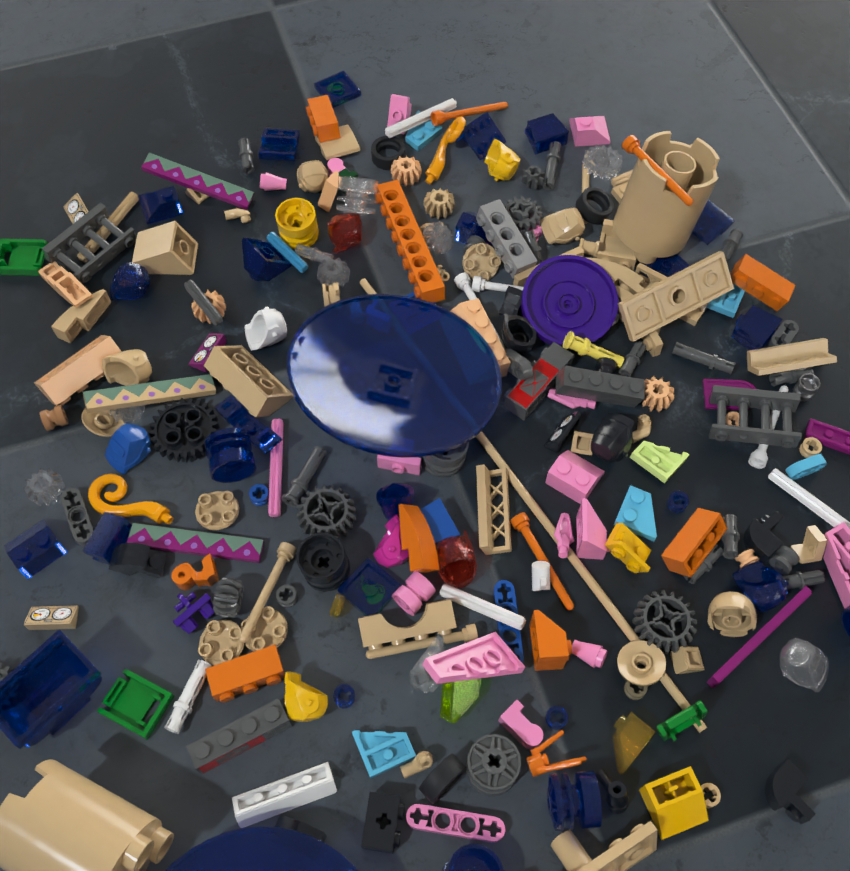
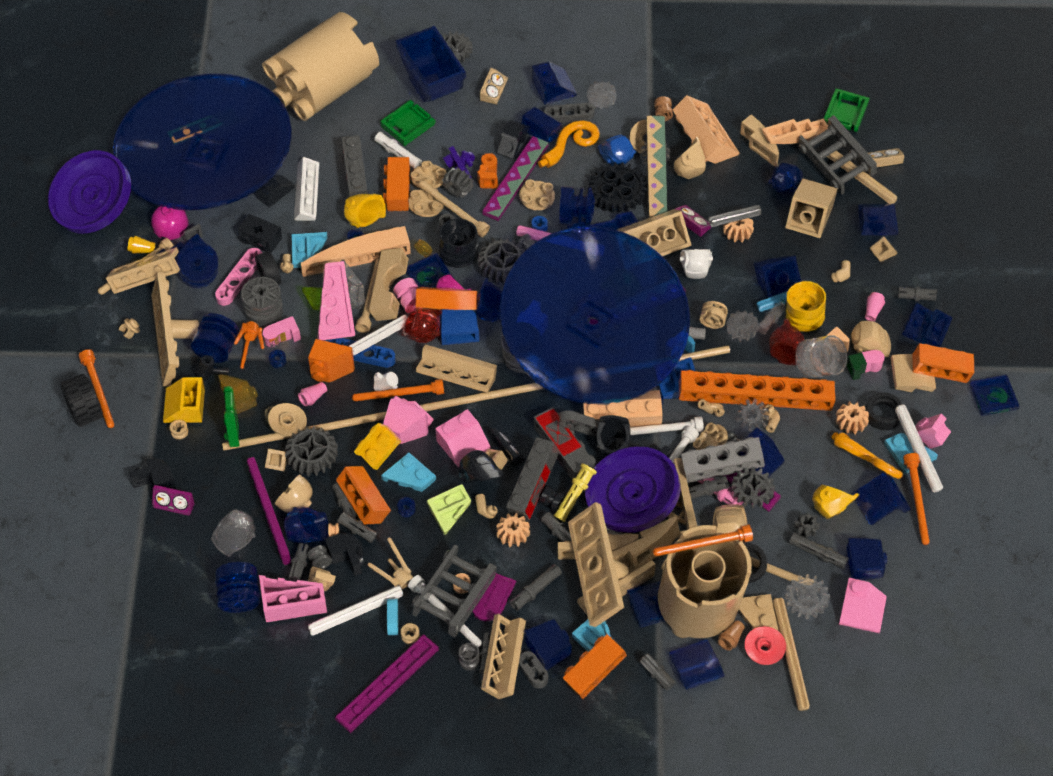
camera: 110 degrees right, 5 degrees down
(197, 181) = (887, 244): tile -> none
(364, 677) = (358, 250): none -> light nougat slope
(439, 203) = (799, 432): tan gear -> none
(761, 473) = (401, 575): none -> tan plant
(801, 753) = (172, 500): none -> slope

